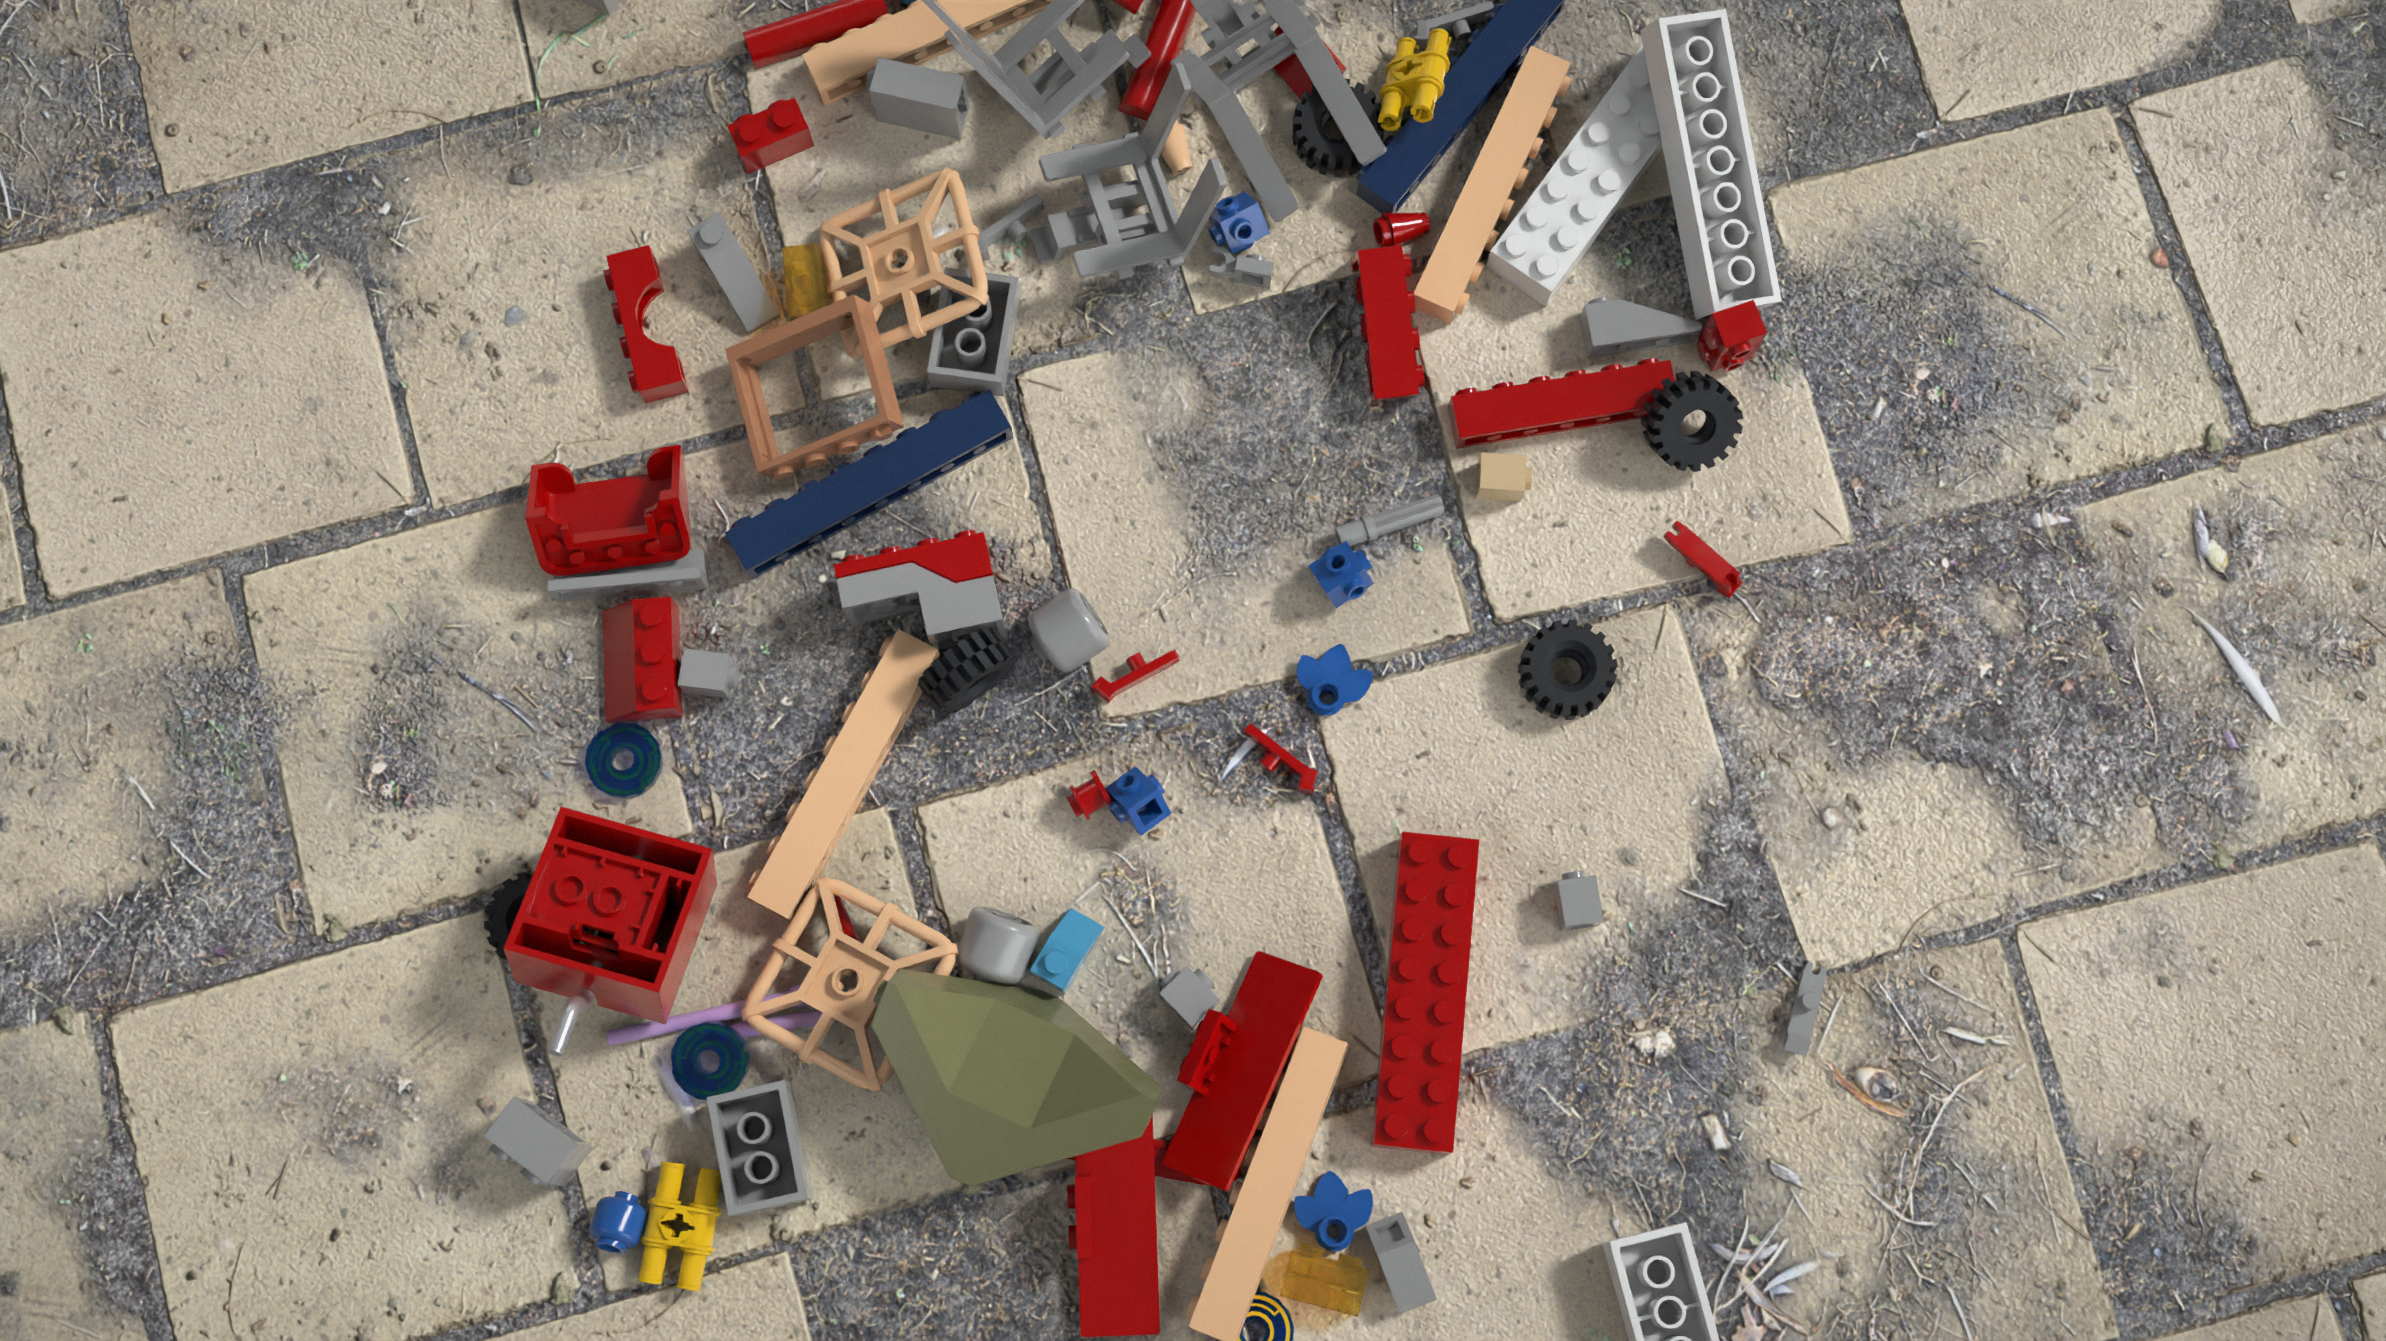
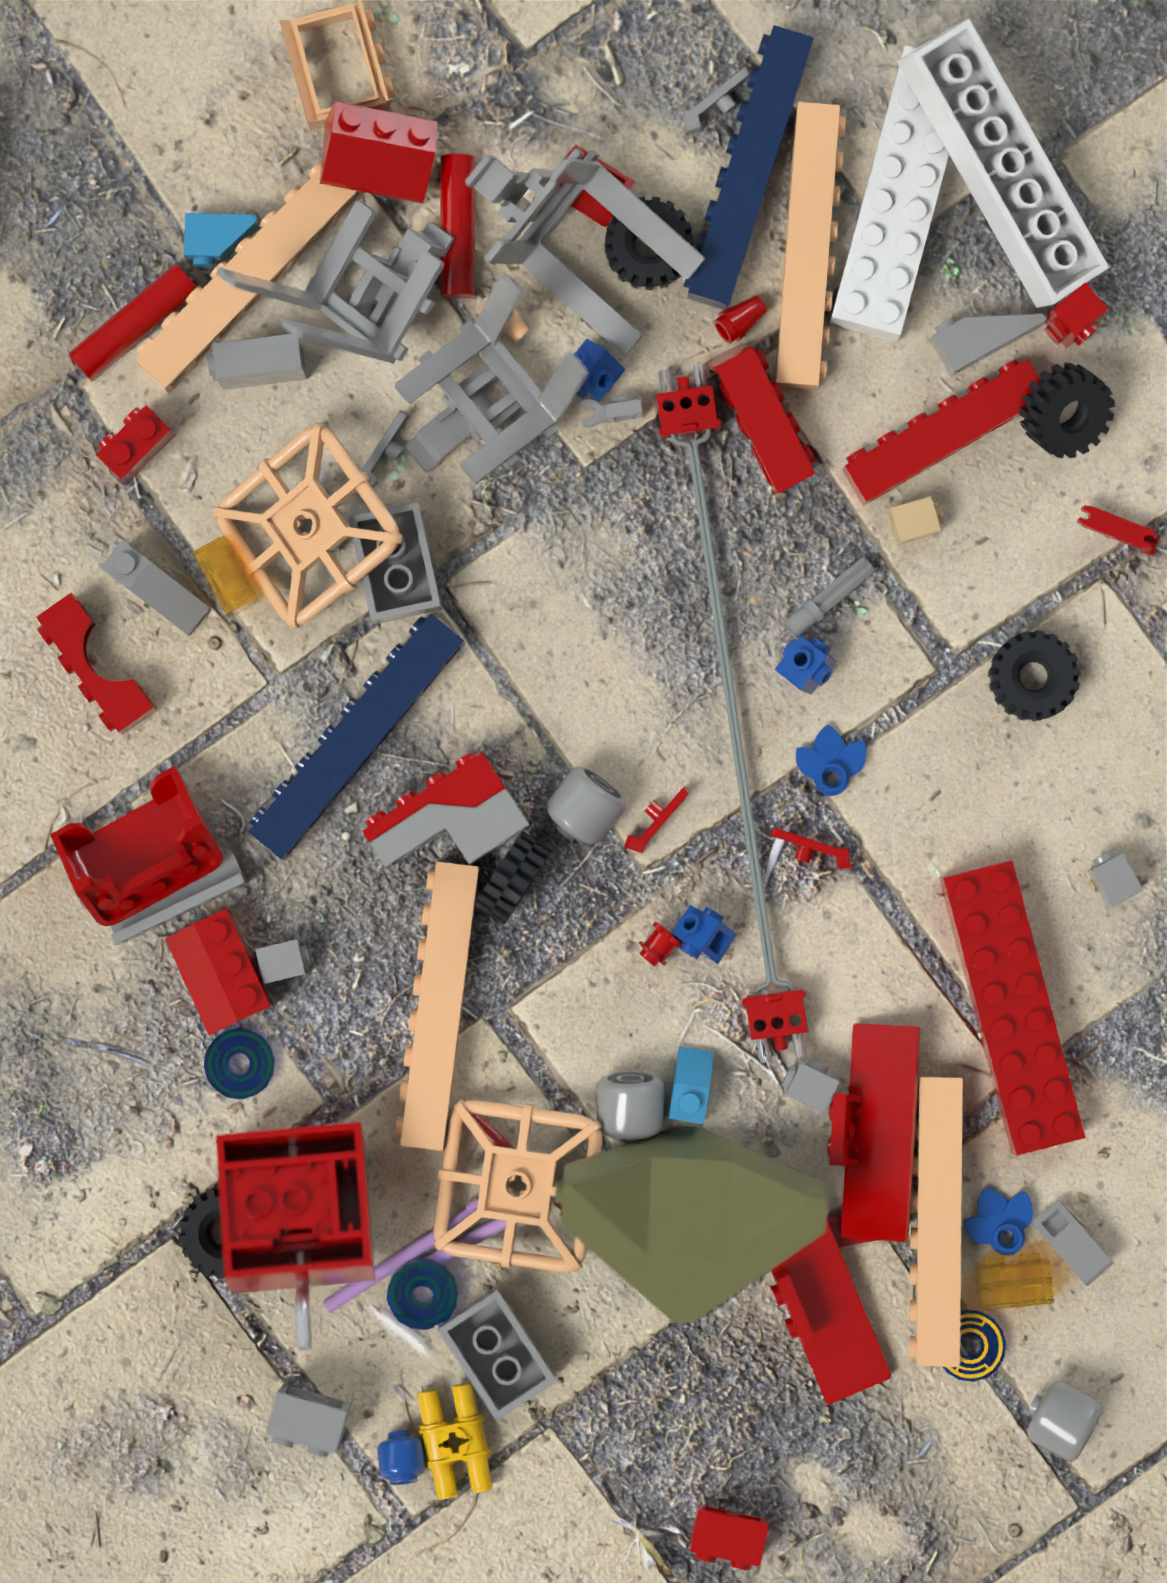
camera: 20 degrees left, 10 degrees up
(790, 337) = (227, 709): nougat window -> none
(1194, 903) = (689, 422): none -> piece
(1414, 79) = (704, 175): yellow pin -> none

